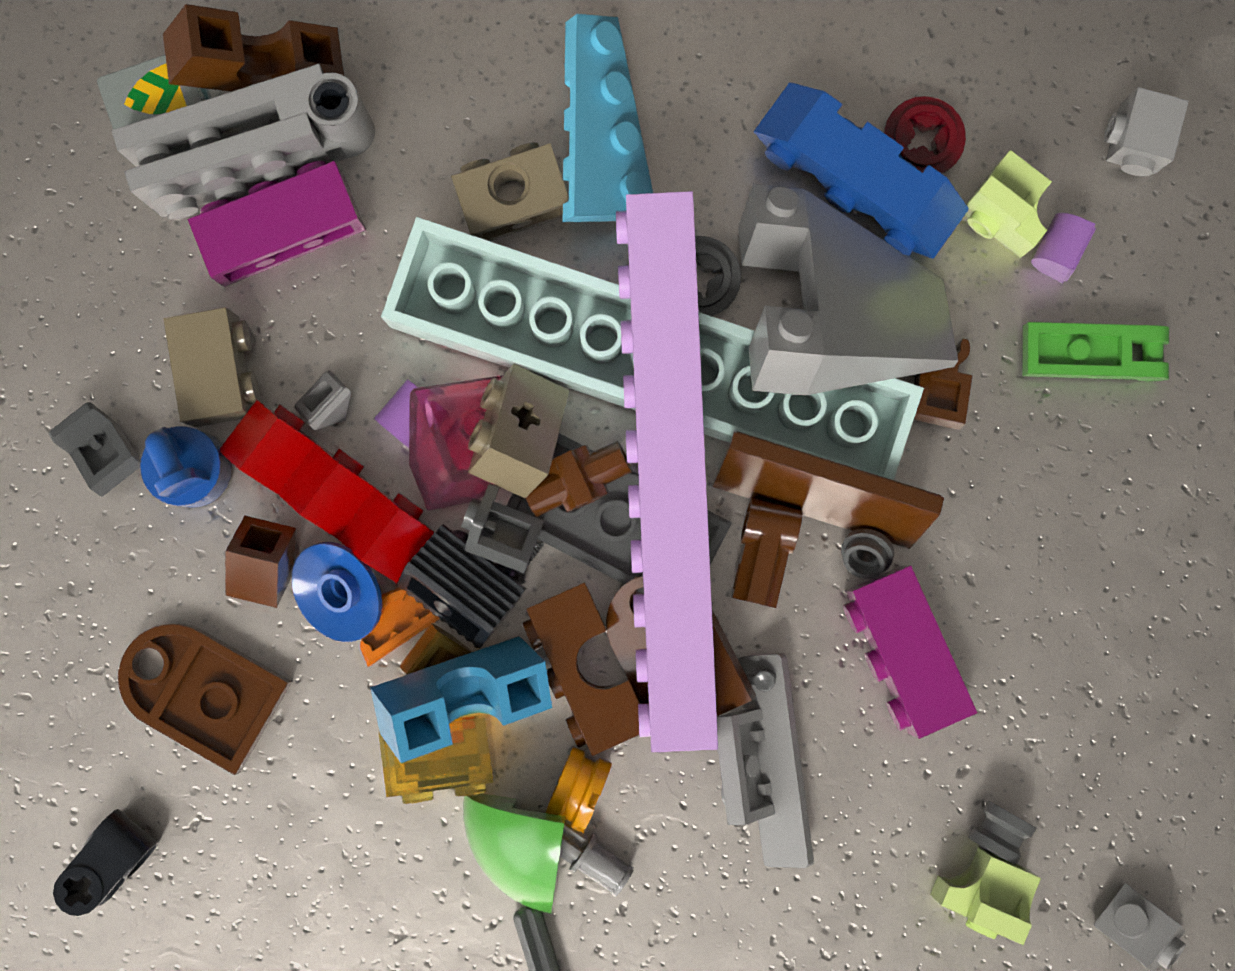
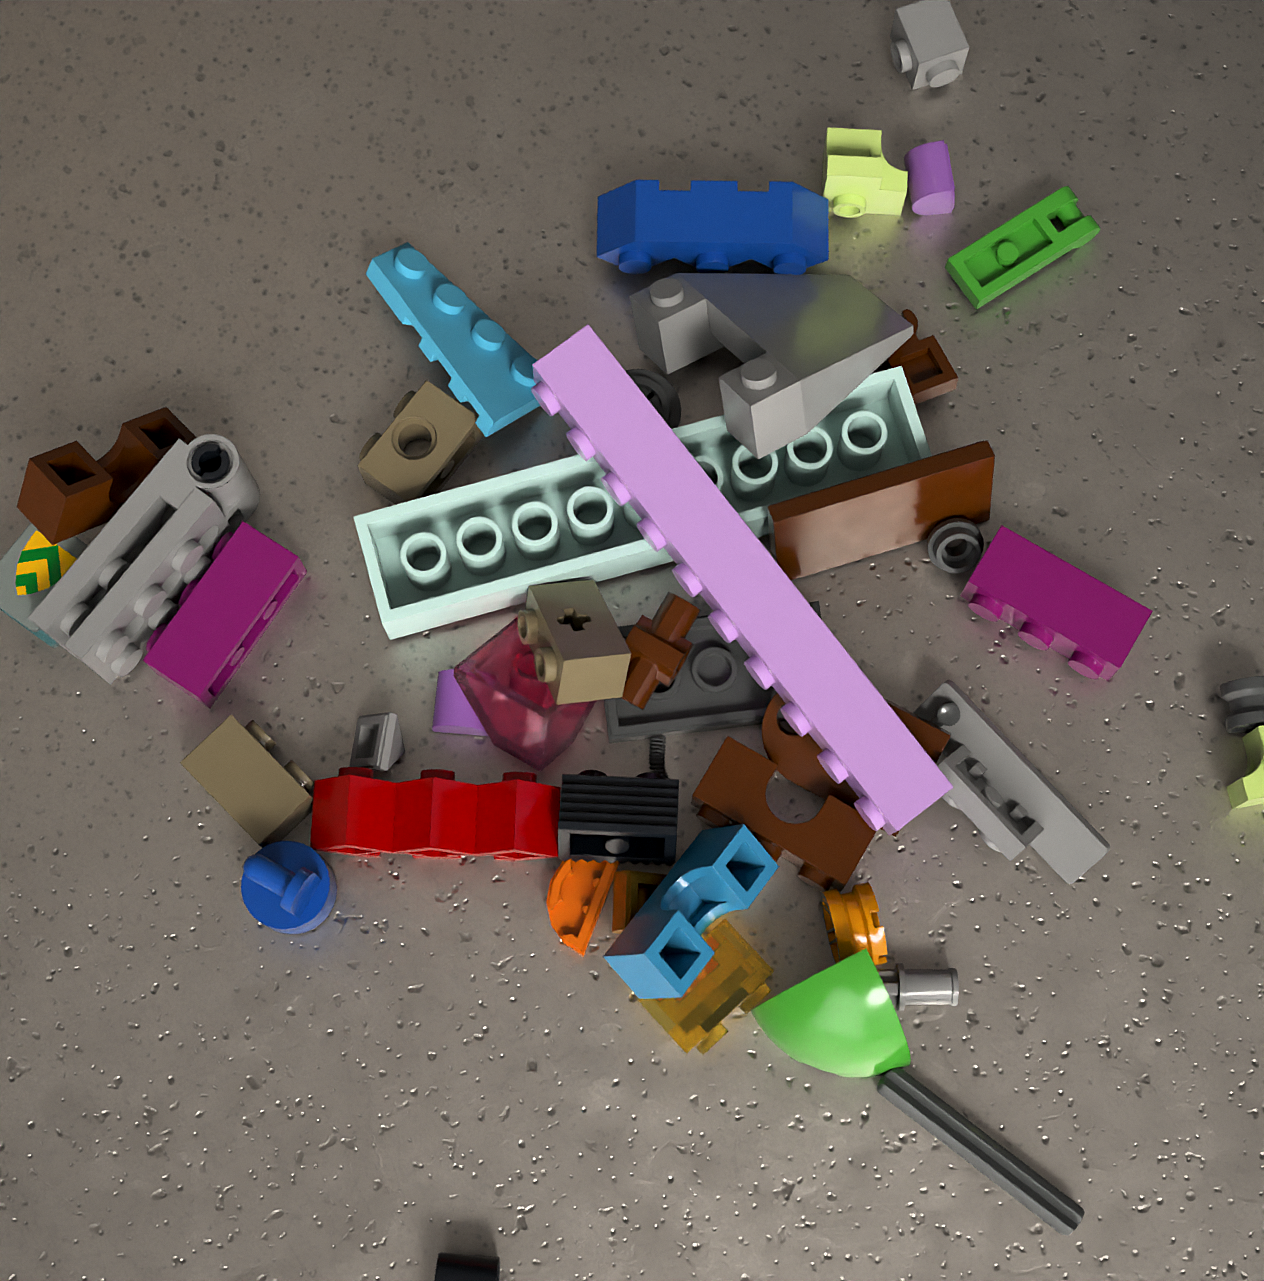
camera: 30 degrees left, 10 degrees down
(96, 448) = (193, 927): dark grey bracket -> none
(204, 696) = (448, 1089): reddish brown tile -> none
(260, 561) = (418, 923): brick -> none
(336, 592) = (502, 924): blue dish -> none
(500, 531) = (620, 743): dark grey bracket -> none
(768, 539) = (861, 591): reddish brown piece -> none
(928, 114) = (735, 148): dark red gear -> none

